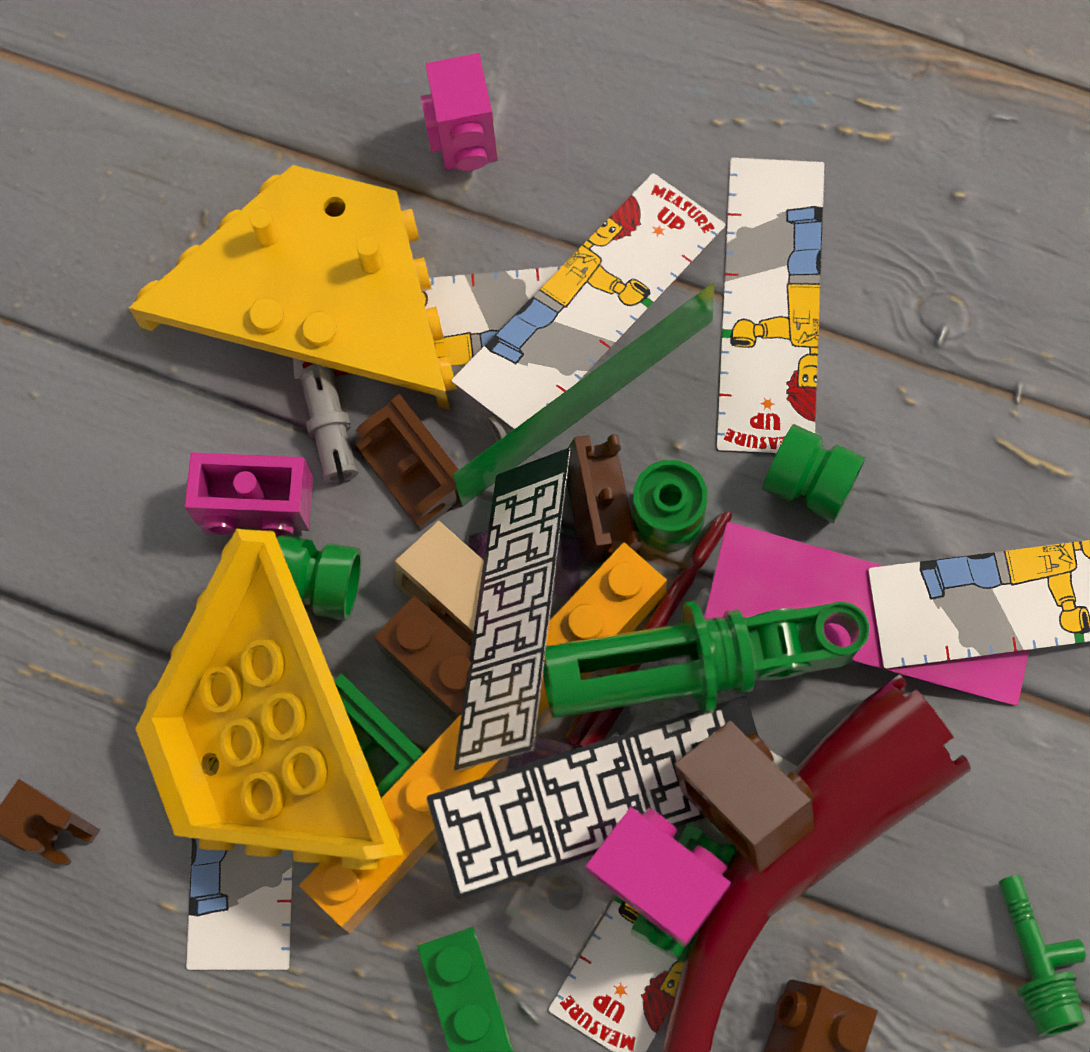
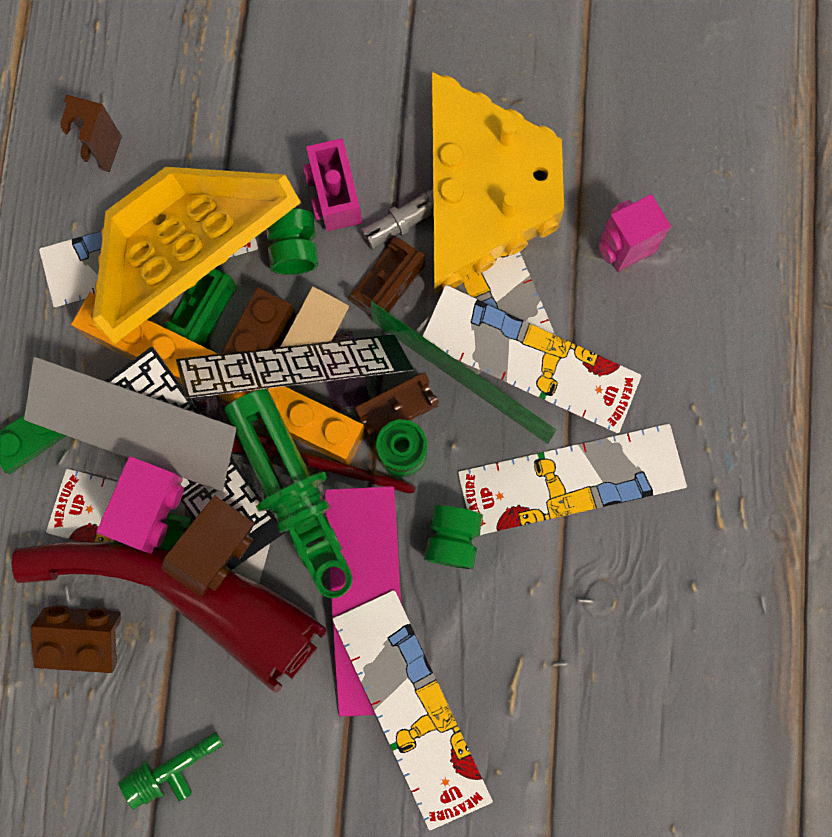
camera: 70 degrees right, 5 degrees up
(523, 873) = (129, 423): none -> light grey sticker

